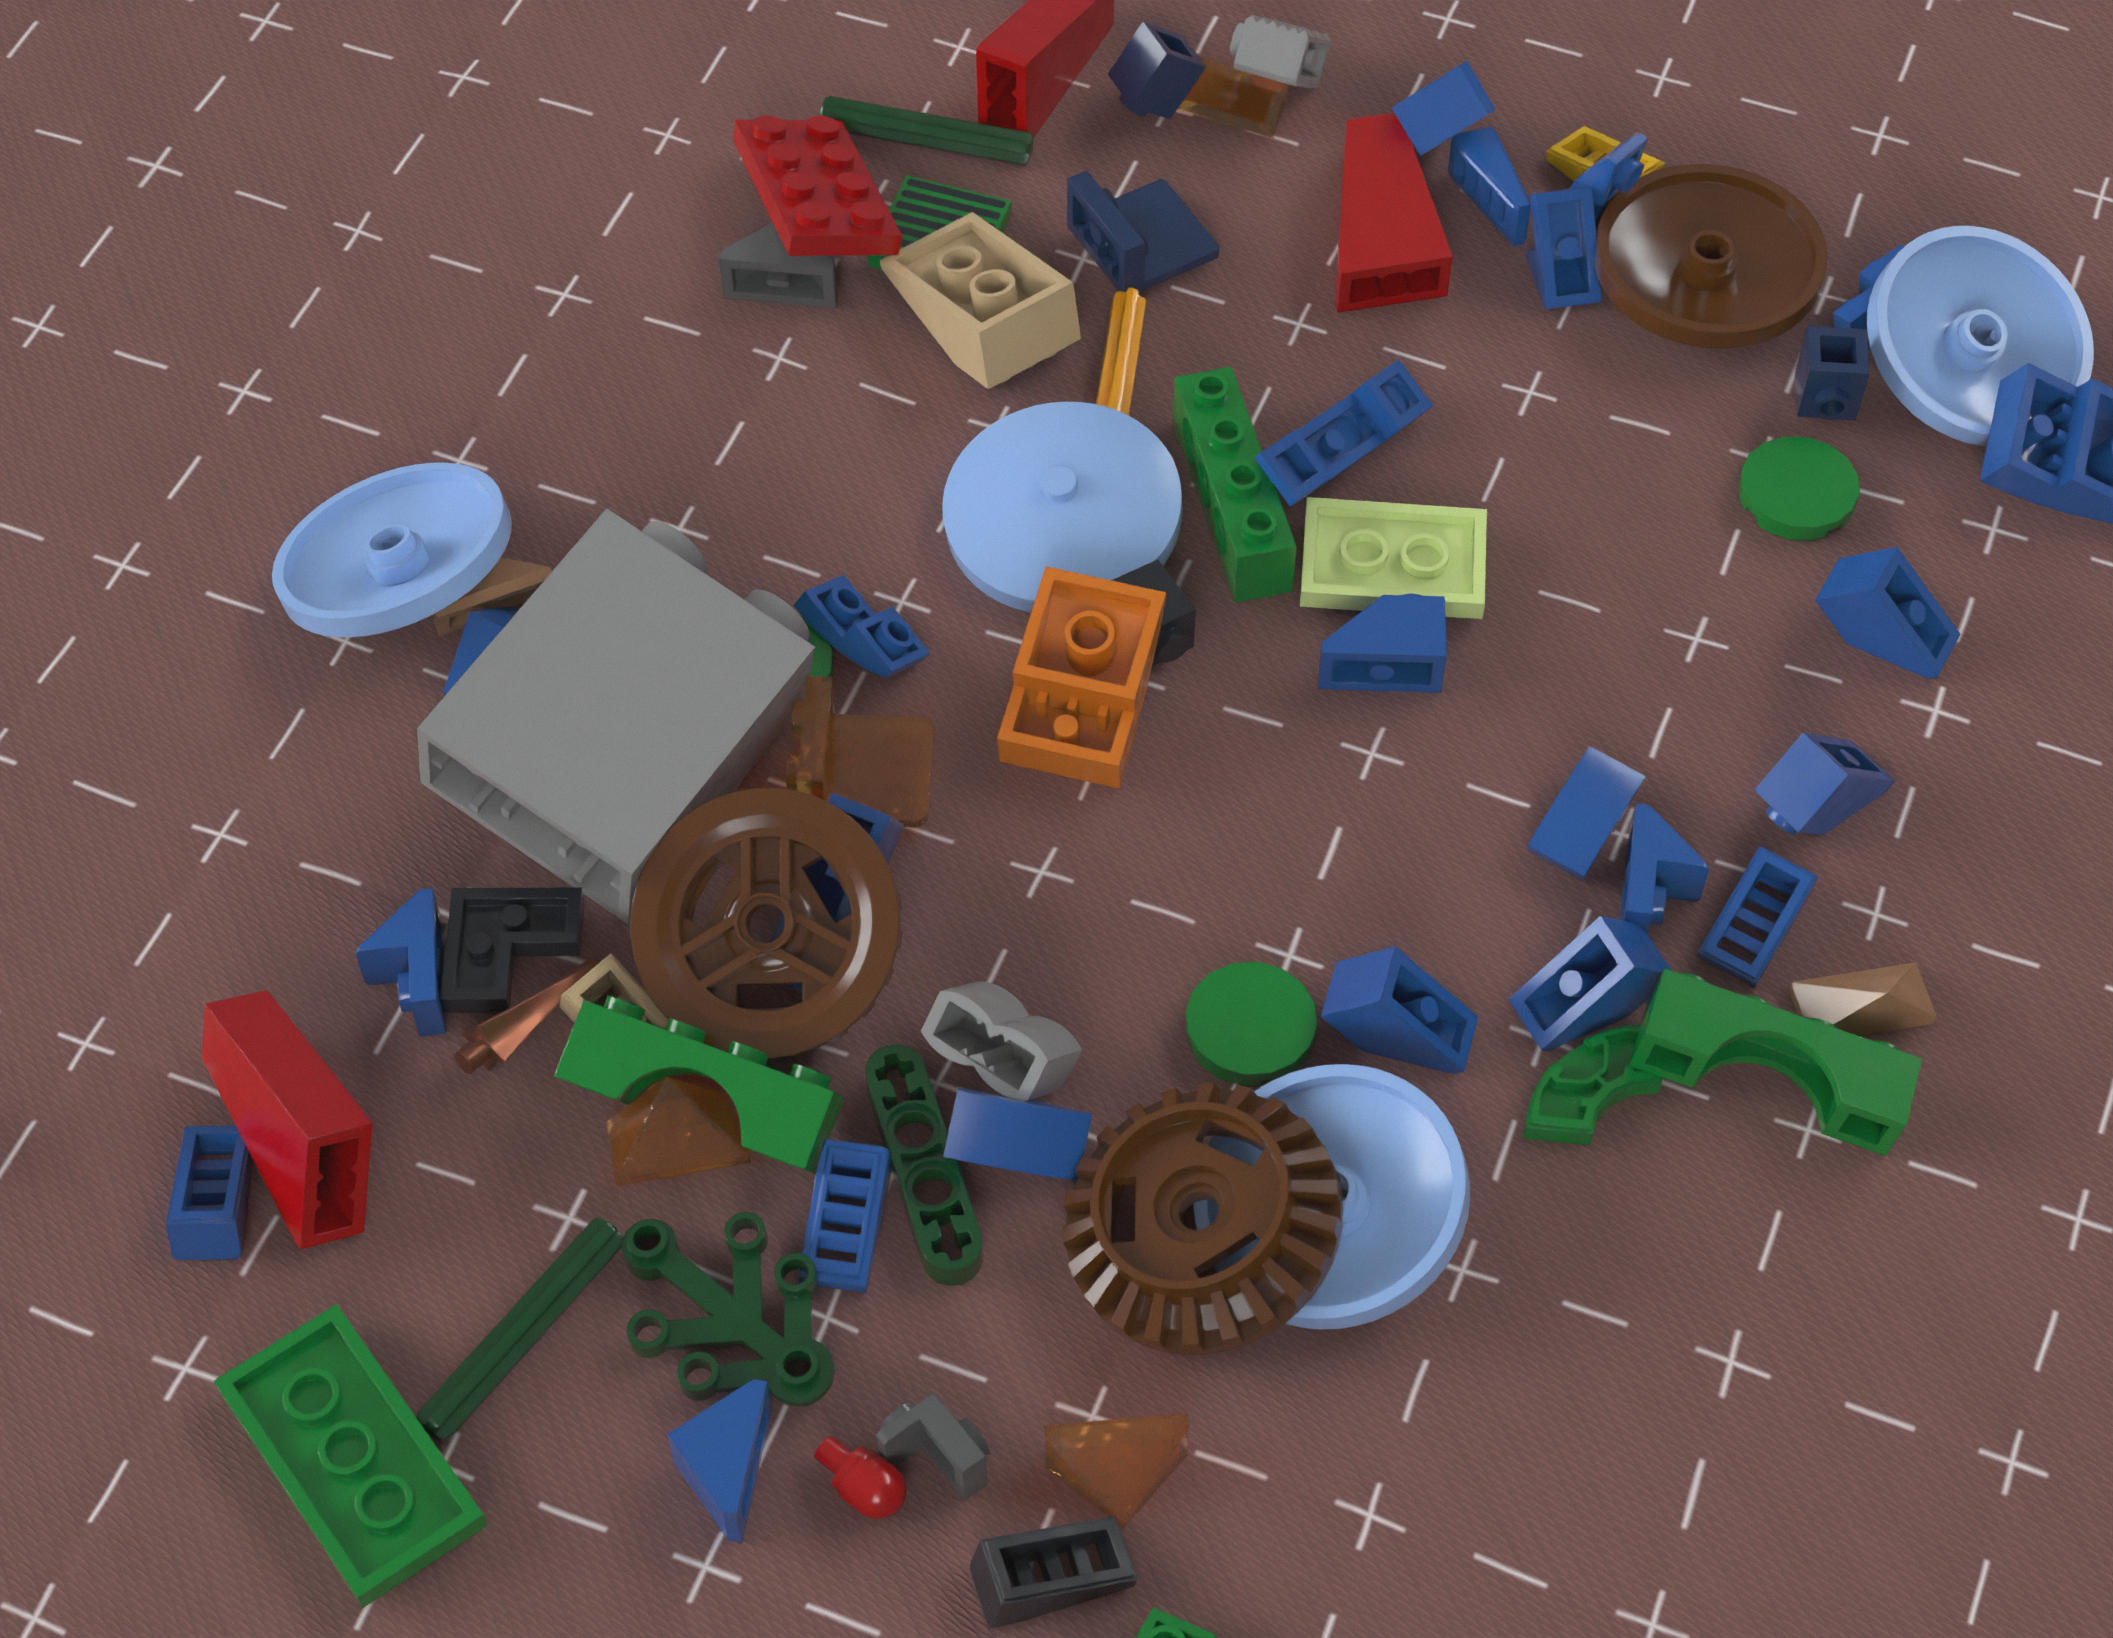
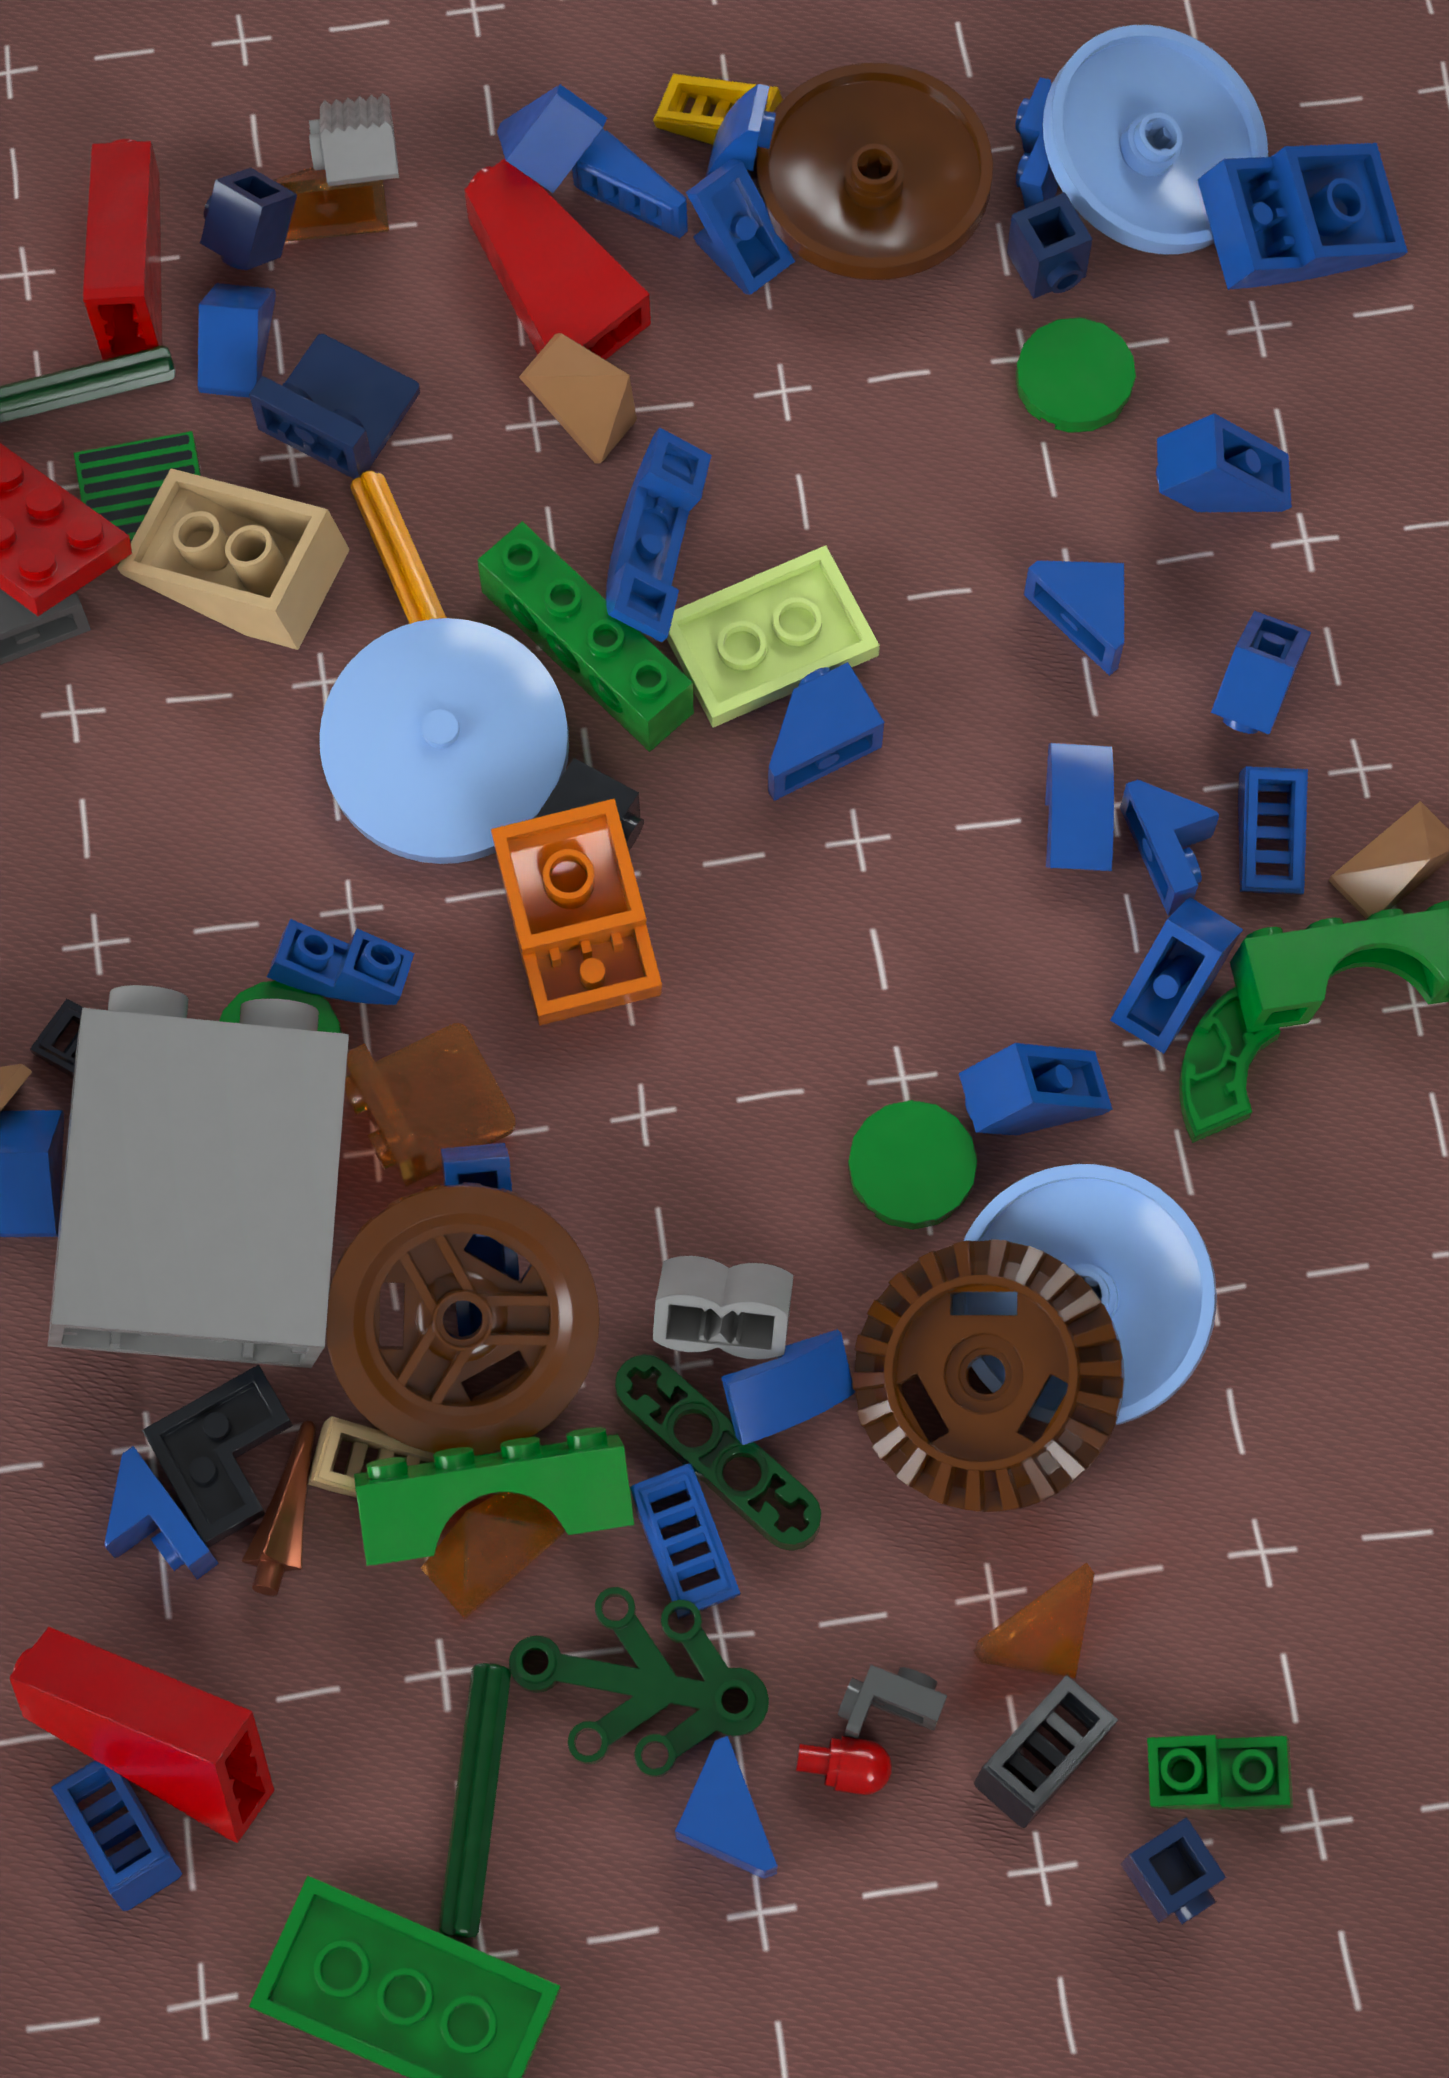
camera: 30 degrees left, 15 degrees up
(1090, 143) = (233, 338): none -> blue slope
(1348, 307) = (583, 394): none -> medium nougat slope
(1692, 657) = (1084, 604): none -> blue slope

